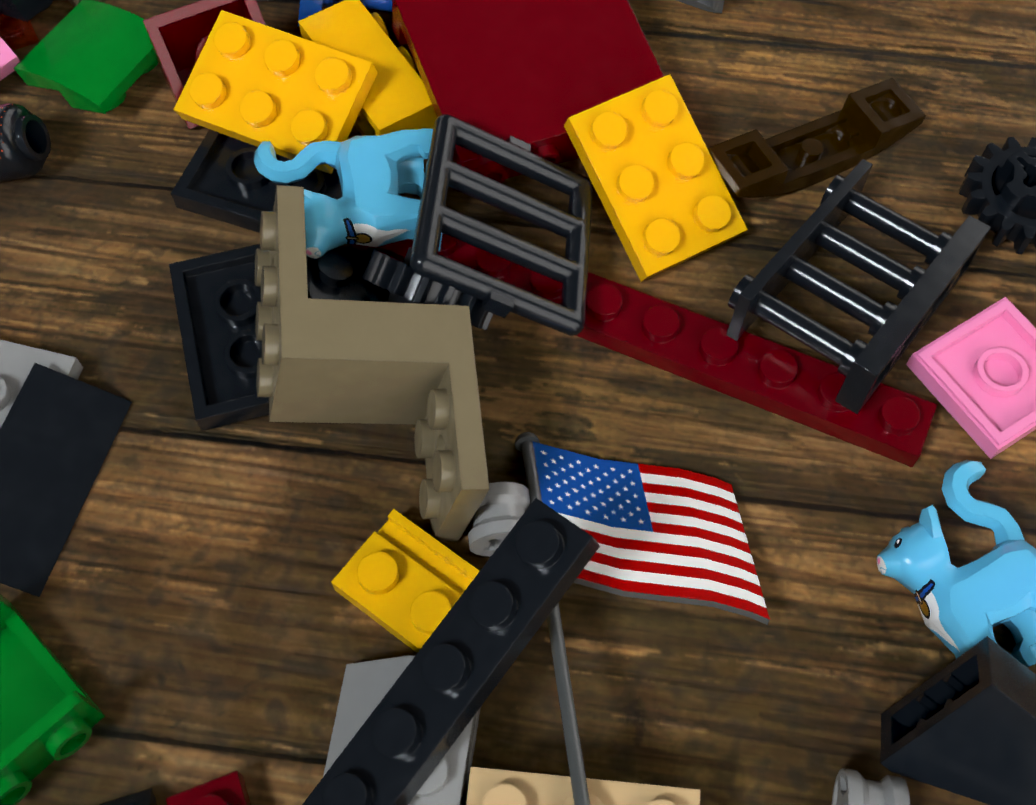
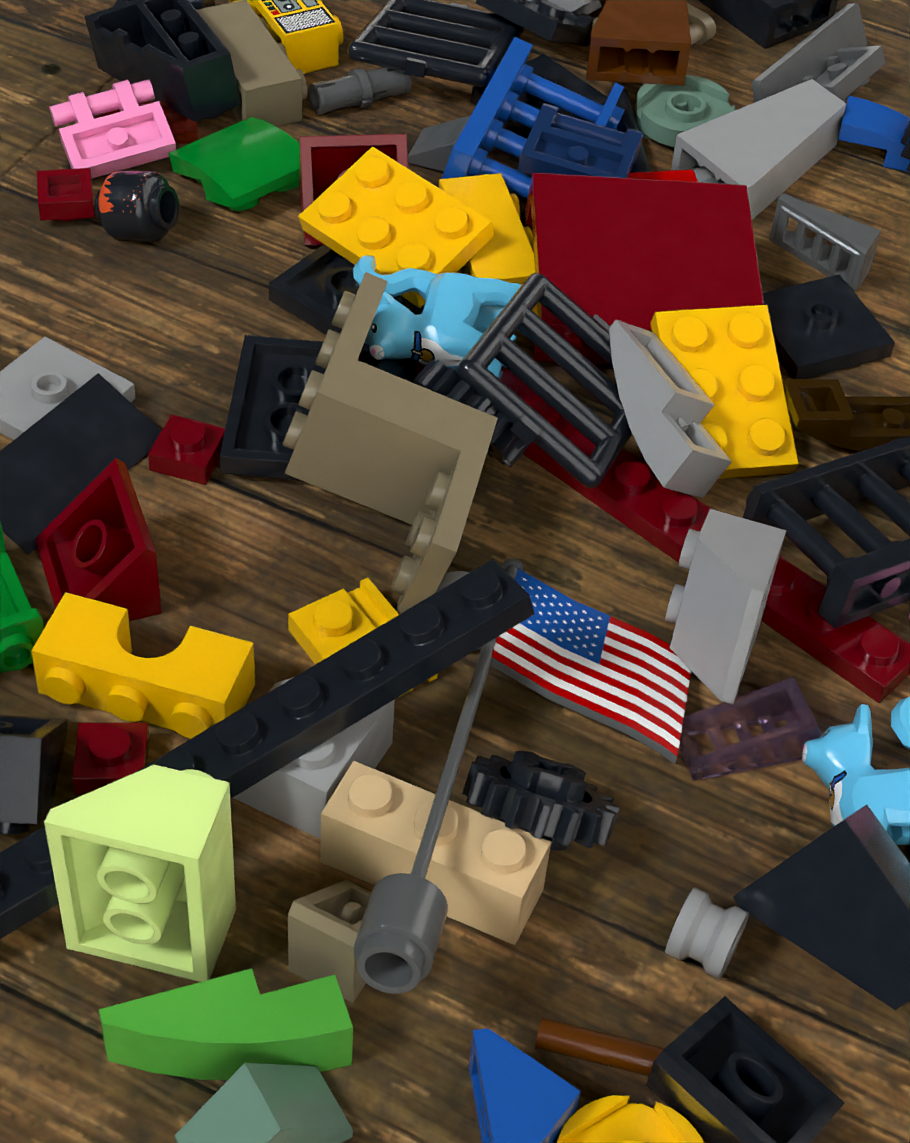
camera: 15 degrees right, 15 degrees down
(114, 587) = (103, 547): none -> dark red slope
(144, 715) = (89, 662): none -> yellow arch
(157, 414) = (187, 449): none -> dark red plate
(615, 224) = (665, 411): none -> light grey slope
(665, 732) = (541, 799): none -> black gear
(713, 65) = (824, 328): none -> black plate
(758, 430) = (723, 598): none -> light grey slope
(854, 518) = (761, 707): none -> slope

